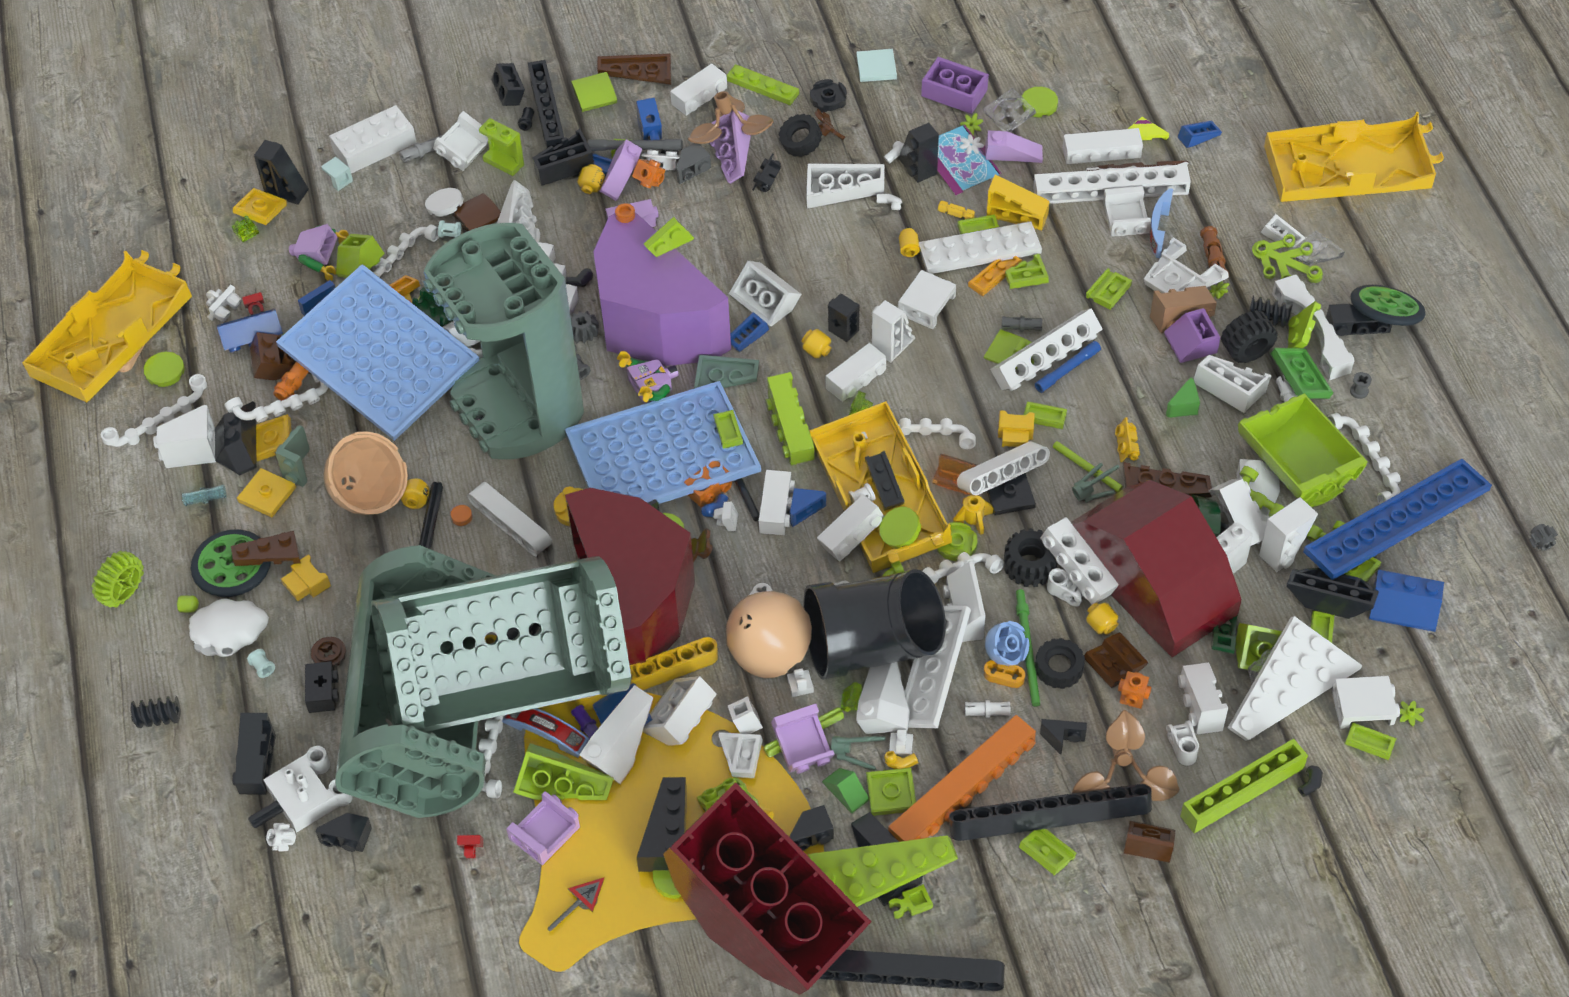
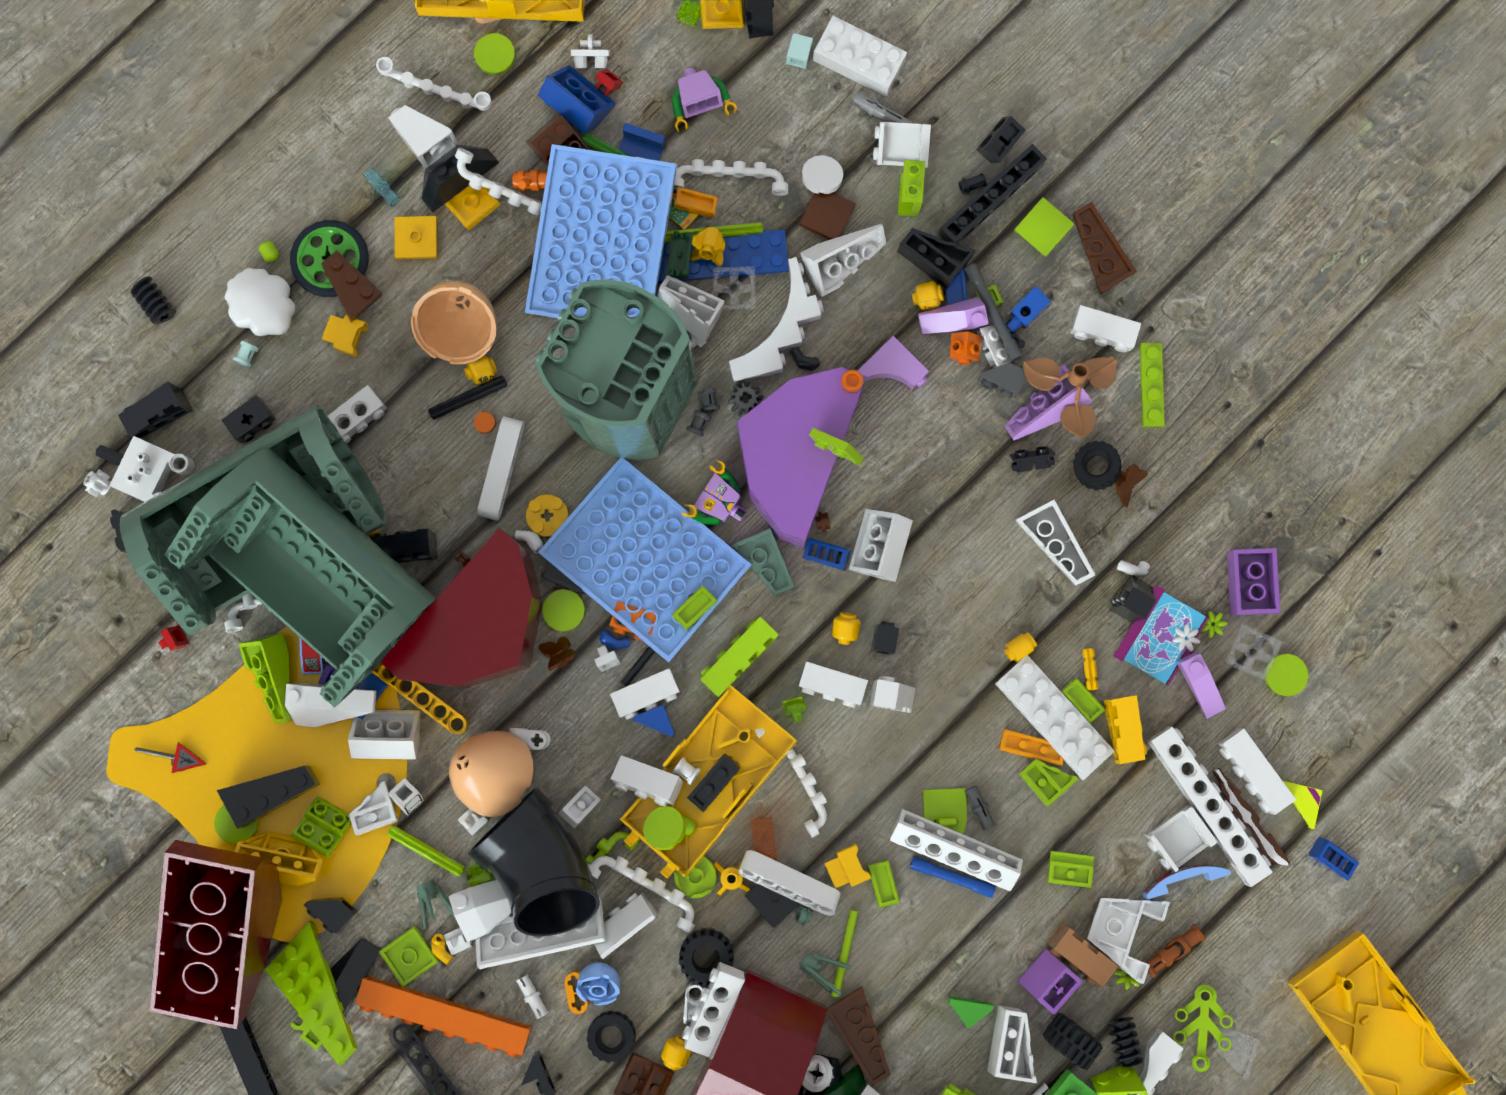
camera: 60 degrees right, 30 degrees up
(117, 579) = (251, 179): lime gear -> none
(291, 455) = (448, 234): sand green bracket -> none
(325, 645) = (280, 396): reddish brown gear -> none
(356, 251) = (705, 142): lime slope -> none
(449, 229) = (792, 202): light aqua bush -> none
(544, 828) = (218, 690): lavender panel -> none
(802, 739) = (410, 858): lavender panel -> none
(828, 103) = (1184, 459): black plate -> none
(847, 789) = (390, 916): bright green slope -> none
(876, 65) = (1243, 483): light aqua tile -> none
(890, 199) = (1069, 598): white arm -> none
(926, 298) = (959, 702): white panel -> none
(1022, 611) = (650, 975): bright green bar -> none
(1037, 478) = (803, 915): none -> sand green plate
(1125, 434) = (899, 970): yellow hinge -> none
(1283, 226) = (1237, 992): white slope -> none

